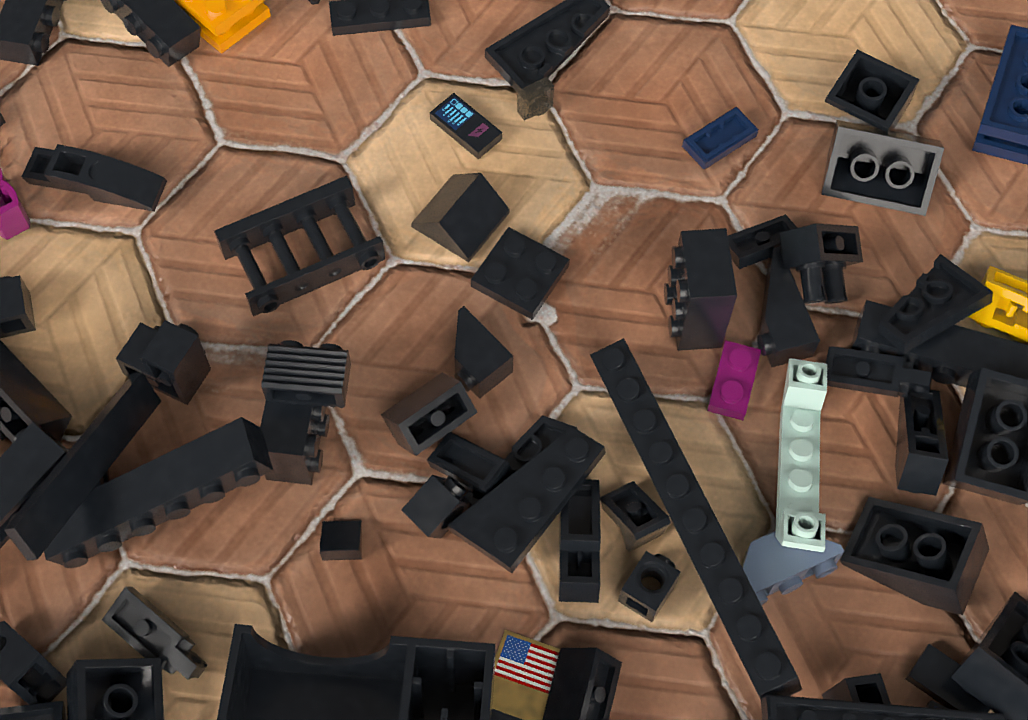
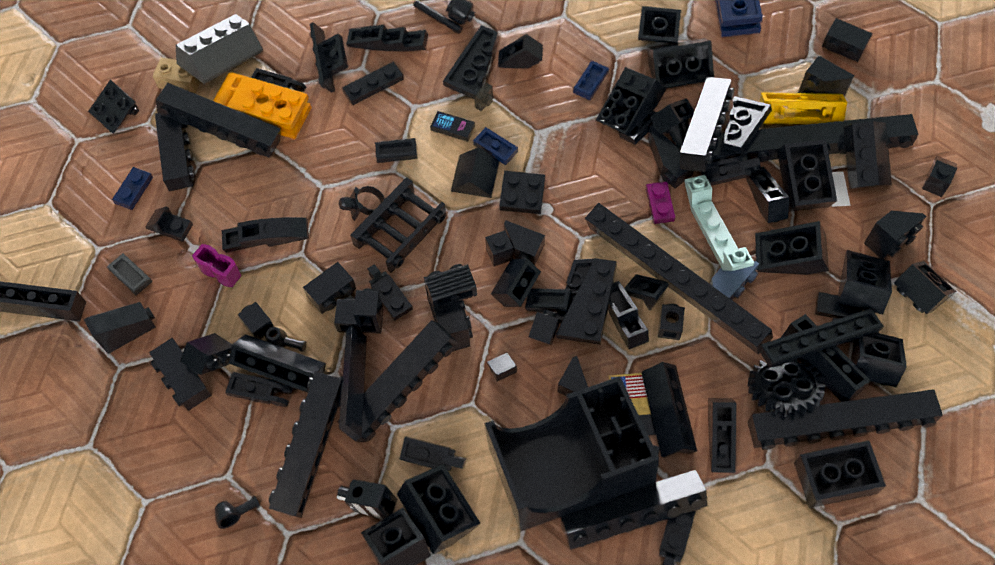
camera: 20 degrees left, 0 degrees up
(34, 351) = (283, 340): none -> black bar
(143, 298) = (328, 287): none -> black brick
(230, 347) = (390, 294): none -> black hinge
(239, 181) = (352, 204): none -> black piece
(360, 129) = (396, 150): none -> black tile
(433, 347) = (499, 248): none -> black brick
(438, 611) = (572, 379): none -> black slope
(514, 182) = (495, 146): none -> dark blue plate
(630, 54) = (521, 53): none -> black slope
(700, 289) = (625, 161): black brick -> none
(765, 195) = (630, 101): none -> black slope
(866, 282) = (706, 124): none -> brick

